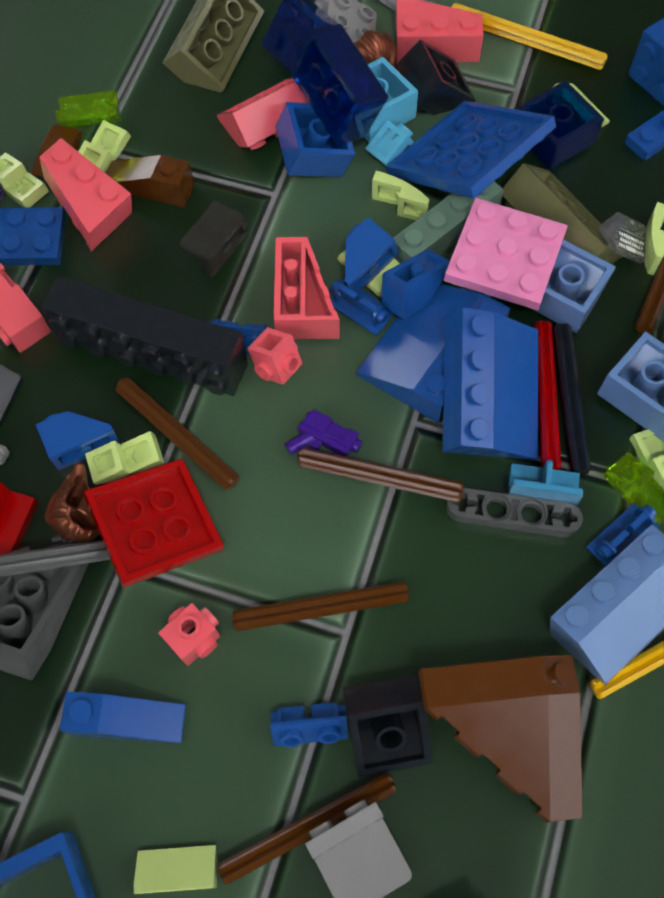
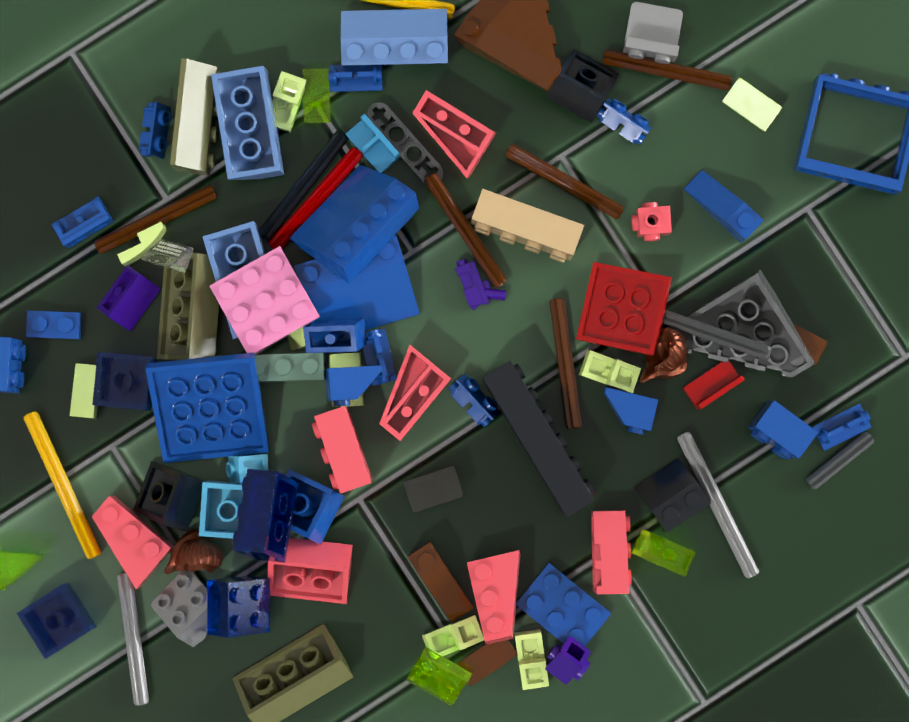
camera: 145 degrees left, 20 degrees up
(275, 356) = (466, 366): coral brick -> none
(318, 199) = (342, 449): none -> coral brick
(321, 518) = (526, 225): none -> tan brick
(390, 189) = (278, 411): yellowish green slope -> none
(479, 558) = (454, 131): none -> coral wedge
(620, 190) = (128, 298): none -> dark purple panel

